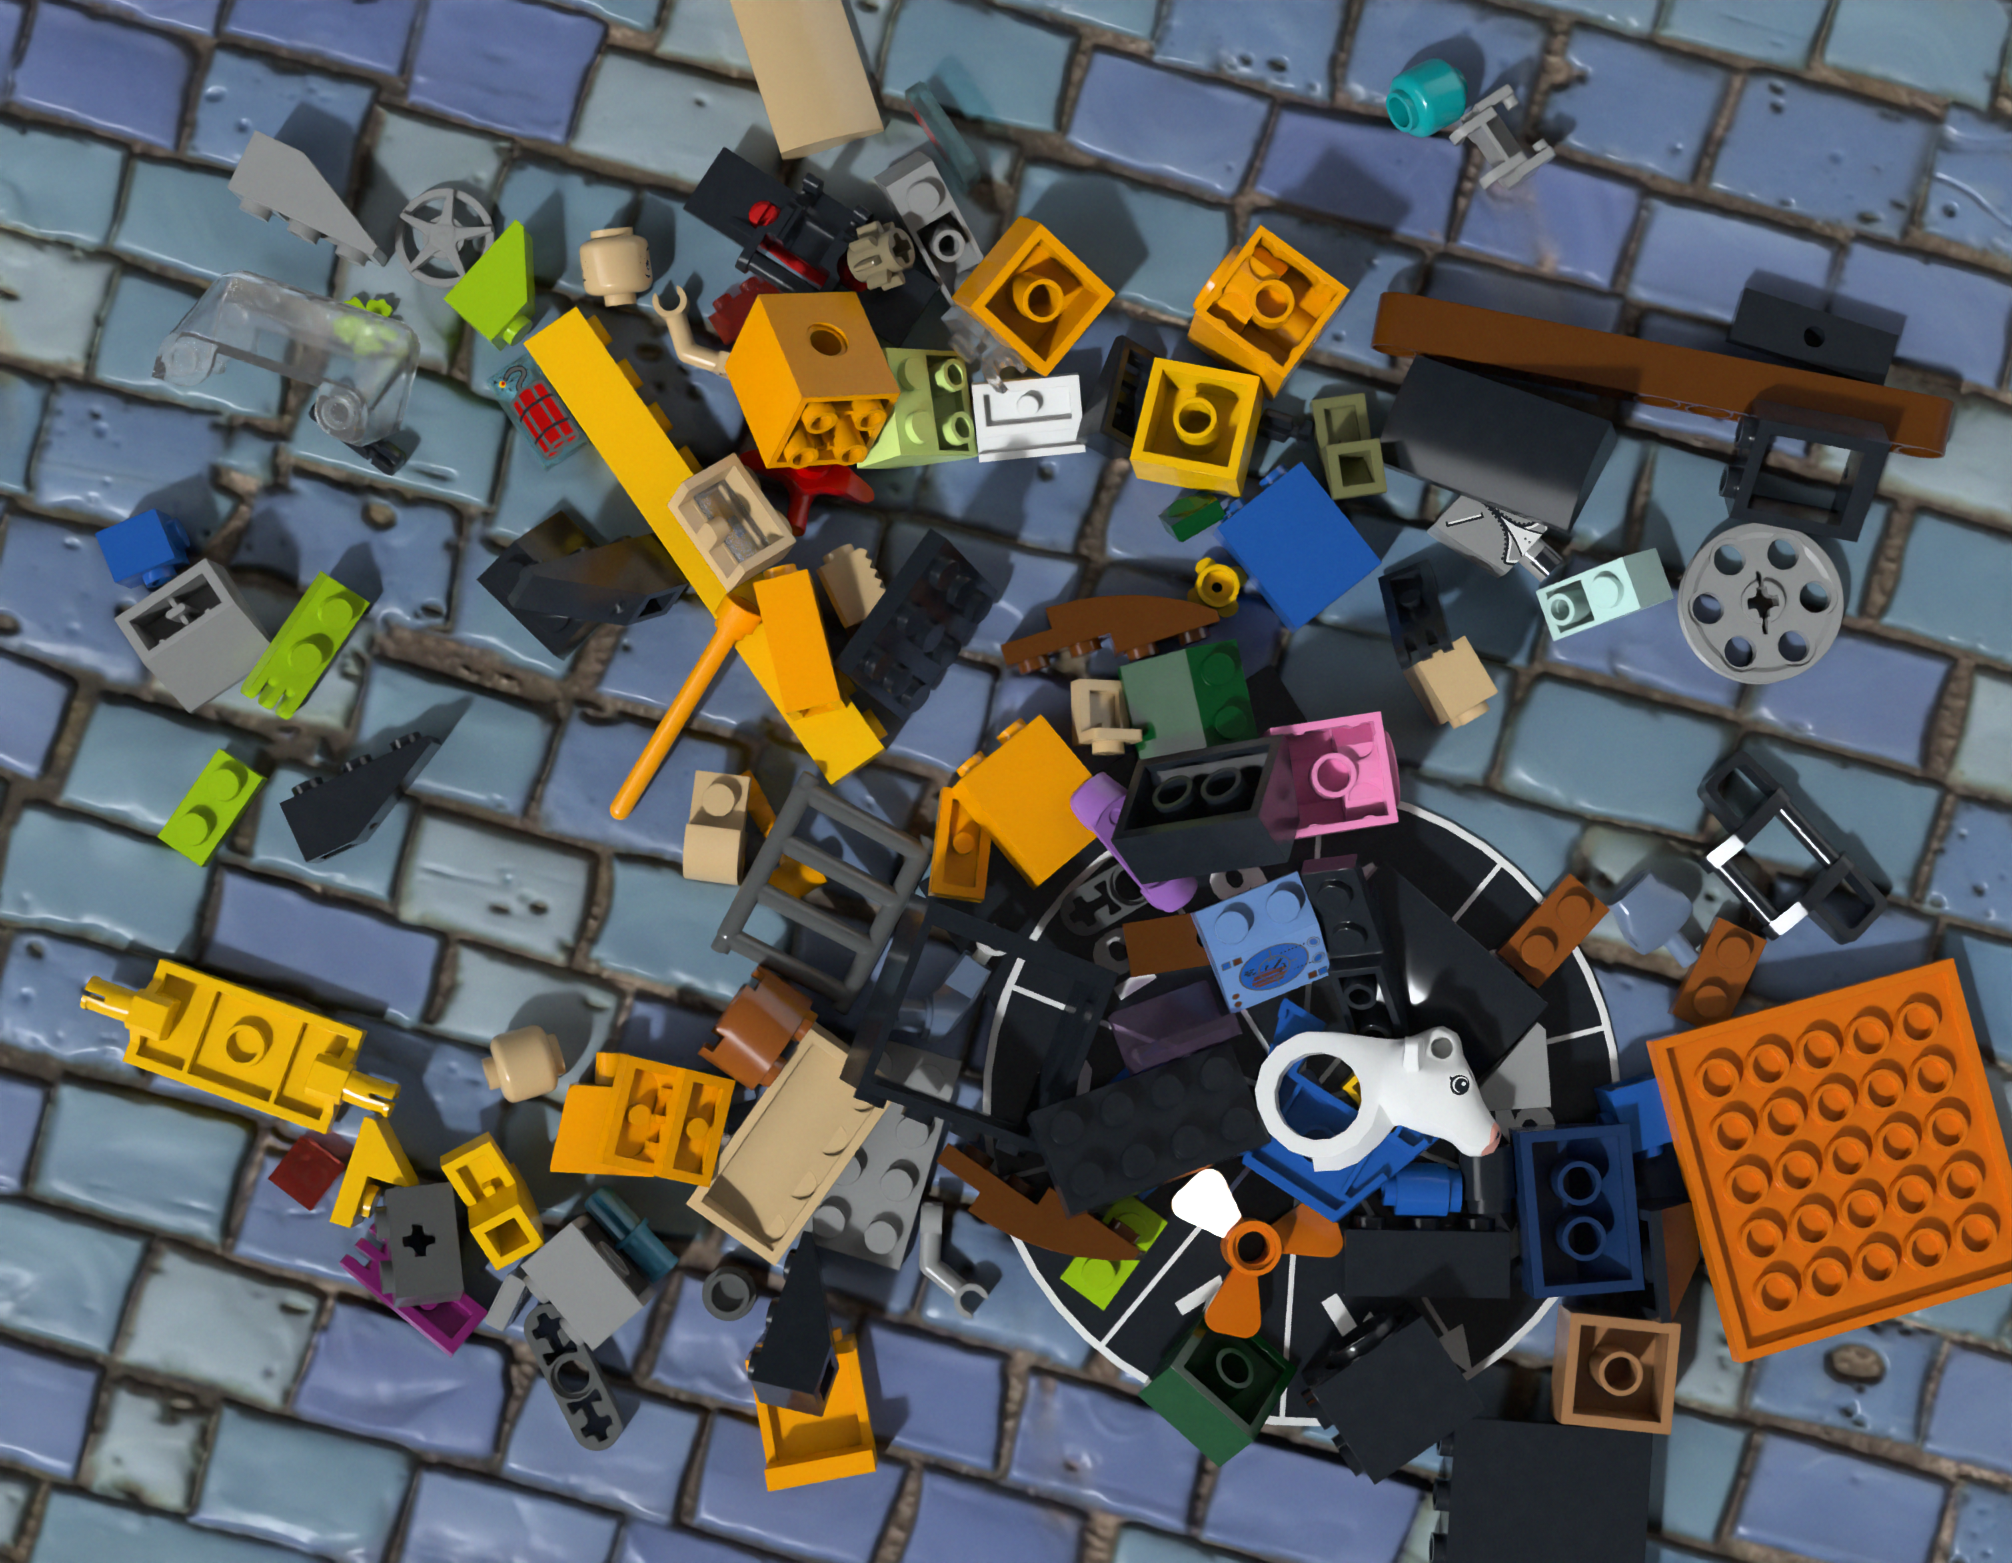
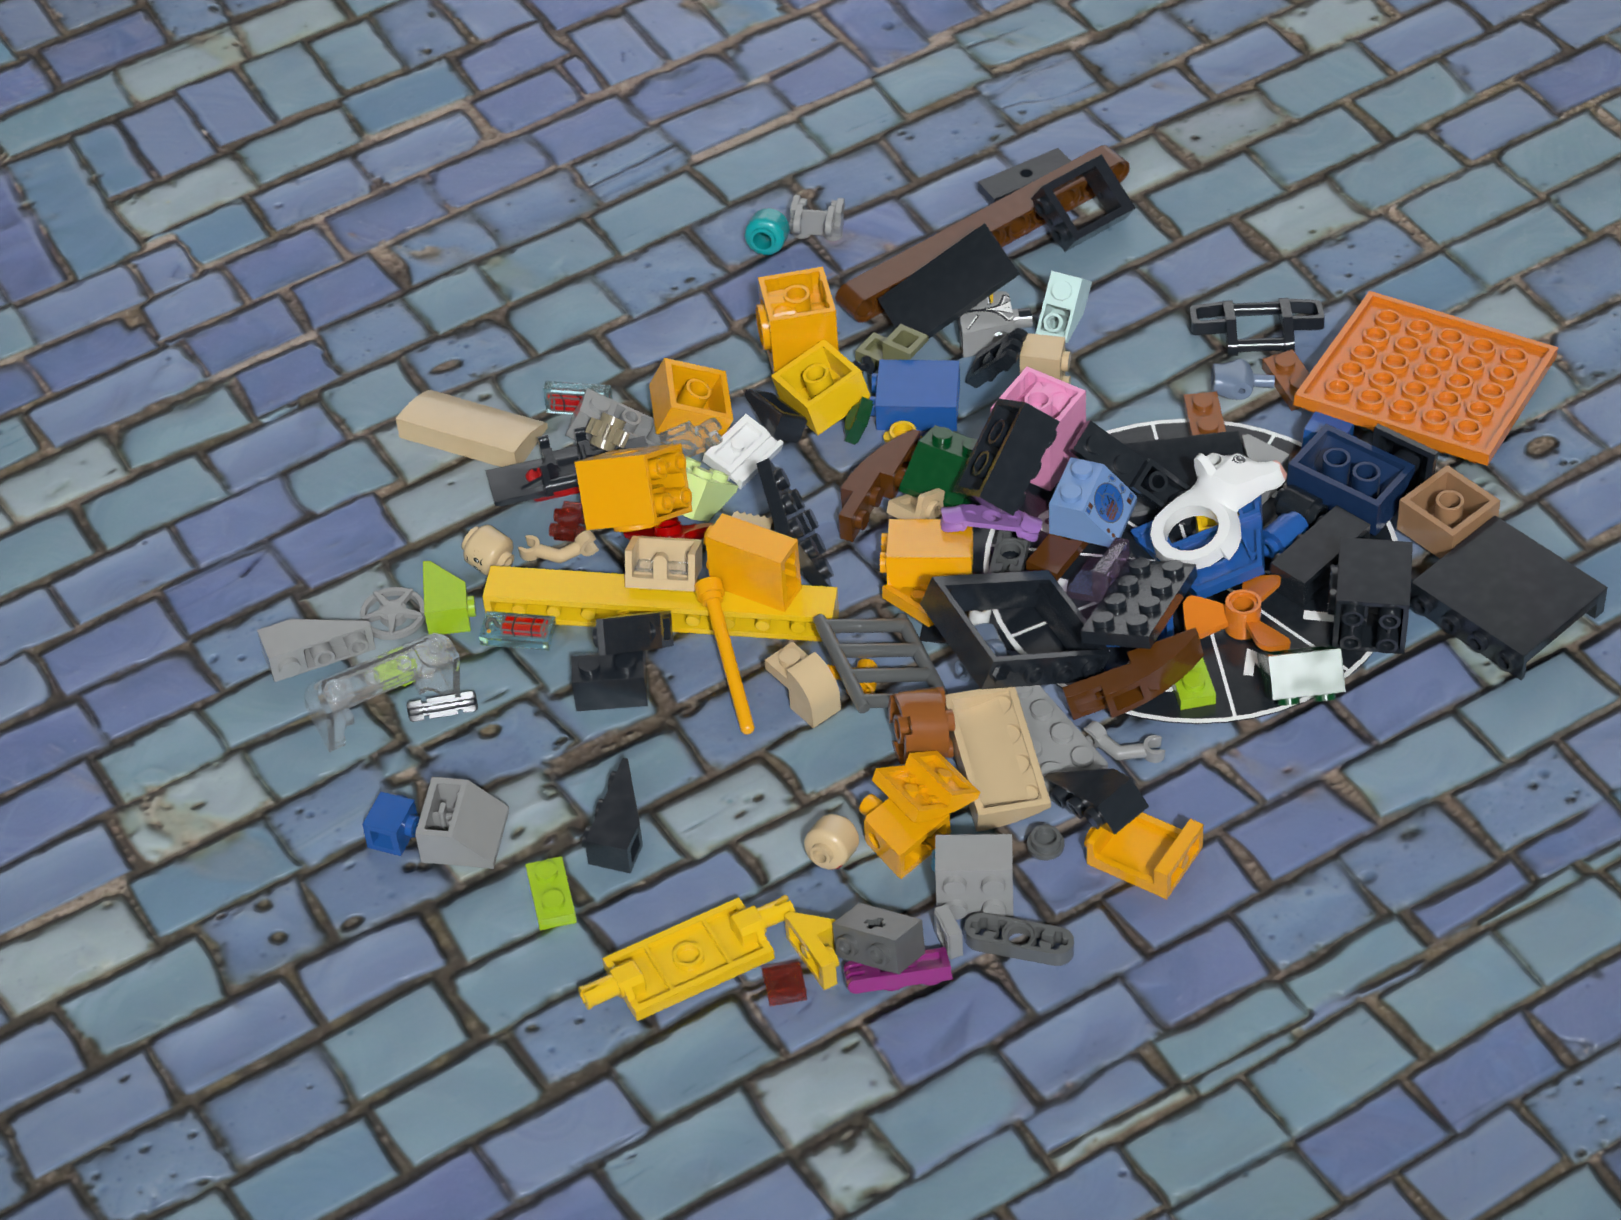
camera: 45 degrees left, 40 degrees down
(304, 645) = (517, 791): lime hinge -> none
(497, 1200) = (903, 893): yellow brick -> none
(1784, 589) = (1129, 264): light grey wedge -> none

